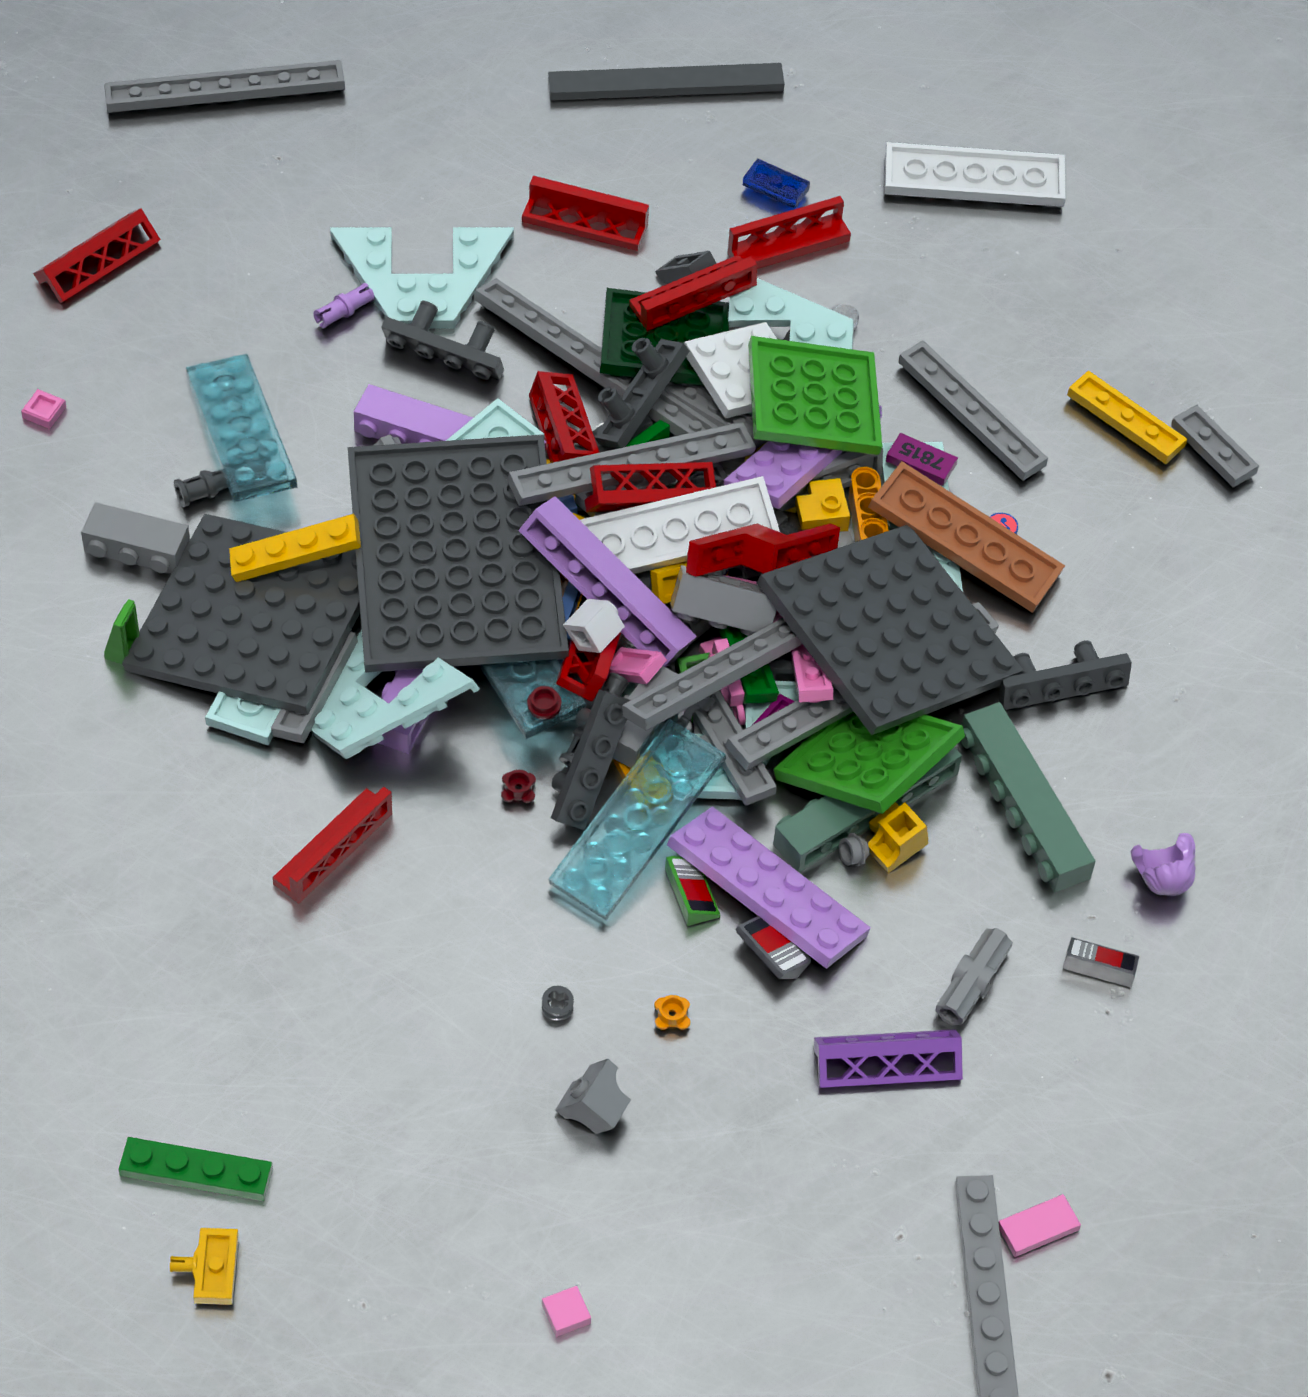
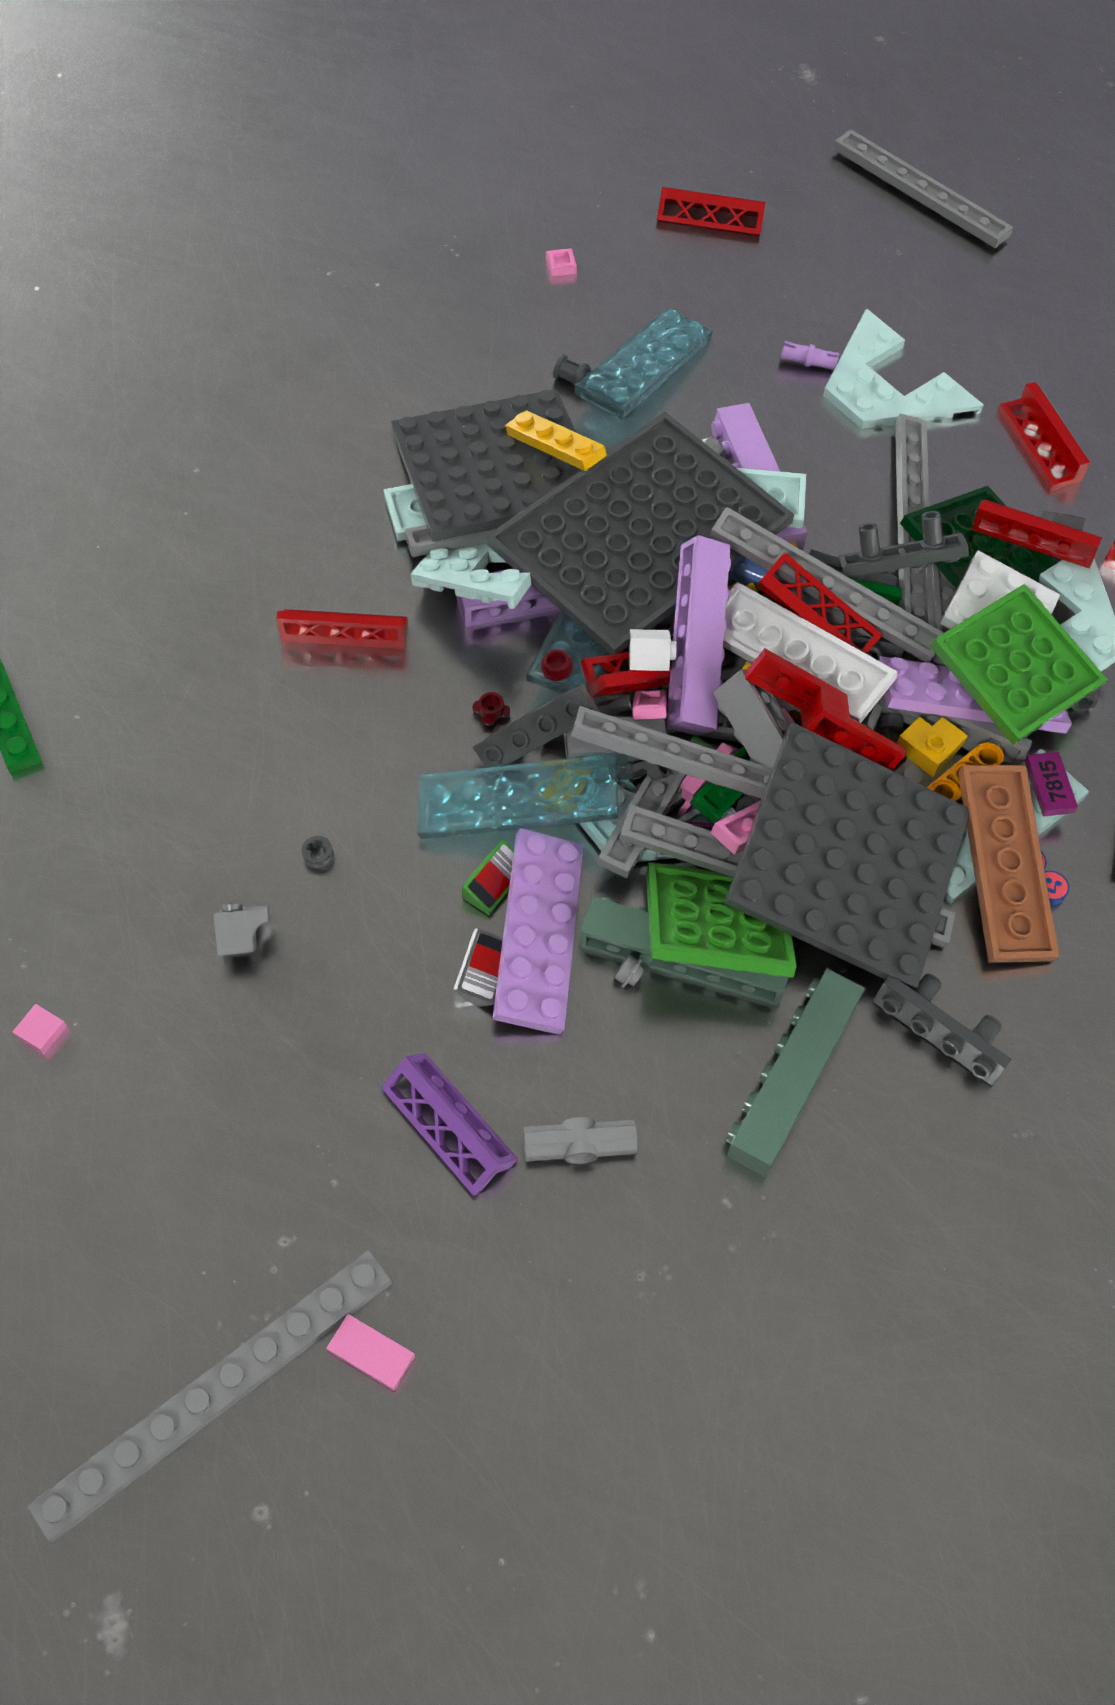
camera: 55 degrees right, 5 degrees up
(123, 633) = (407, 398): bright green slope -> none
(134, 538) = (496, 363): light grey brick -> none
(454, 354) = (824, 419): dark grey plate -> none
(553, 417) = (837, 524): red fence -> none
(672, 1004) = (368, 926): light orange plate -> none
(897, 836) = (667, 994): yellow brick -> none
(1101, 962) = (684, 1238): slope -> none
(1169, 869) = (822, 1234): lavender hair -> none

